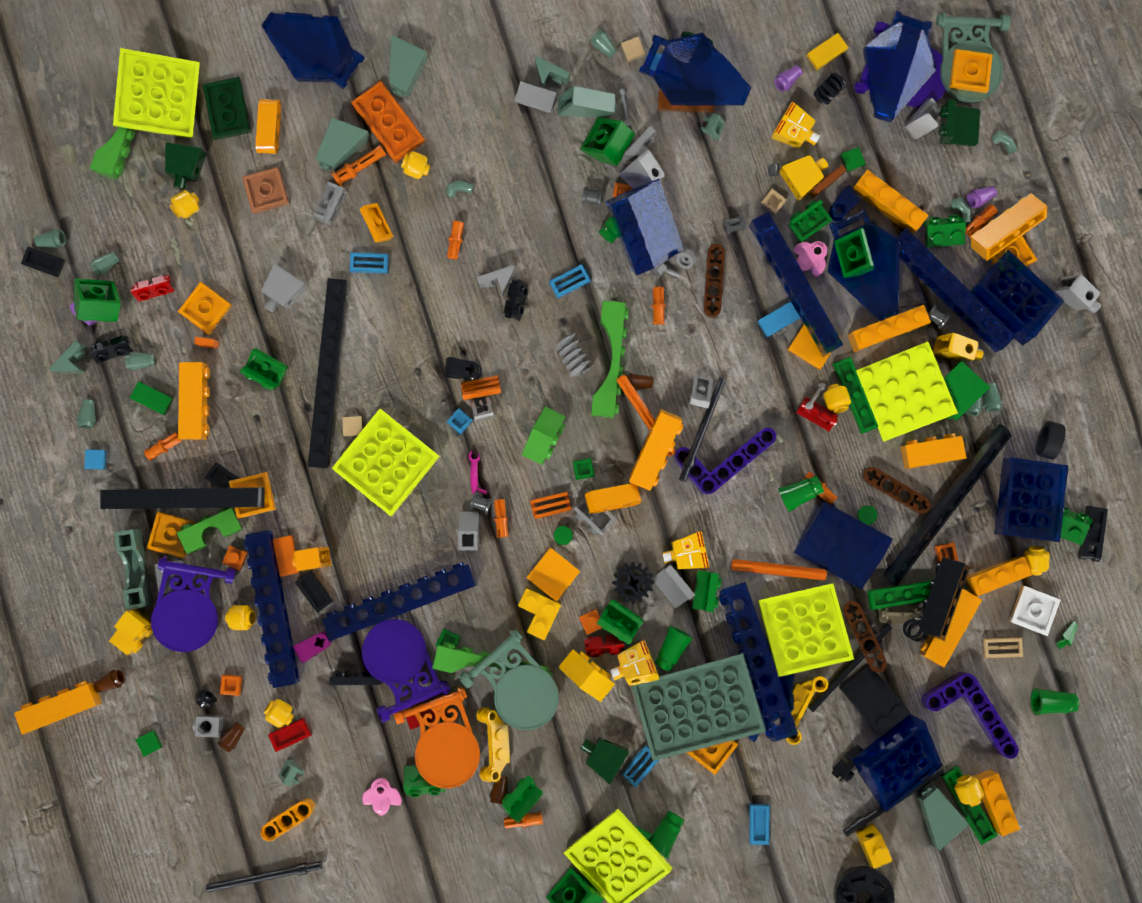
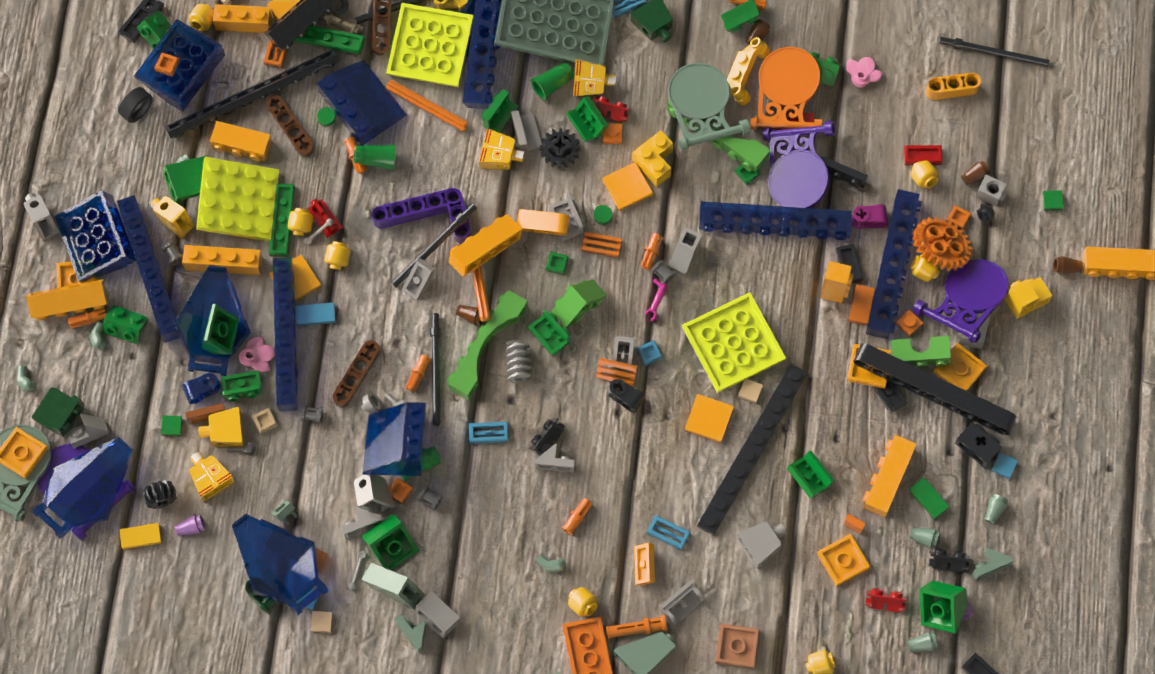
camera: 155 degrees left, 15 degrees down
(113, 465) = (981, 454): none -> black brick
(137, 587) = (1005, 349): sand green arch -> none
(162, 446) = (935, 449): orange axle -> none
(225, 635) = (942, 243): none -> orange gear
(289, 771) = (935, 122): sand green tile -> none
(378, 383) = (709, 418): none -> light orange tile
(558, 395) = (550, 333): none -> green bracket
(587, 675) = (639, 88): yellow brick -> none
(603, 43) = (347, 638): sand green cone -> none
(661, 351) = (435, 333): none -> black bar
(786, 382) = (337, 255): none -> yellow head
(890, 202) = (161, 369): light orange brick -> none
(979, 197) = (75, 339): medium lavender cone -> none
(992, 400) = (164, 158): sand green cone -> none
(1043, 489) = (167, 64): none -> orange tile

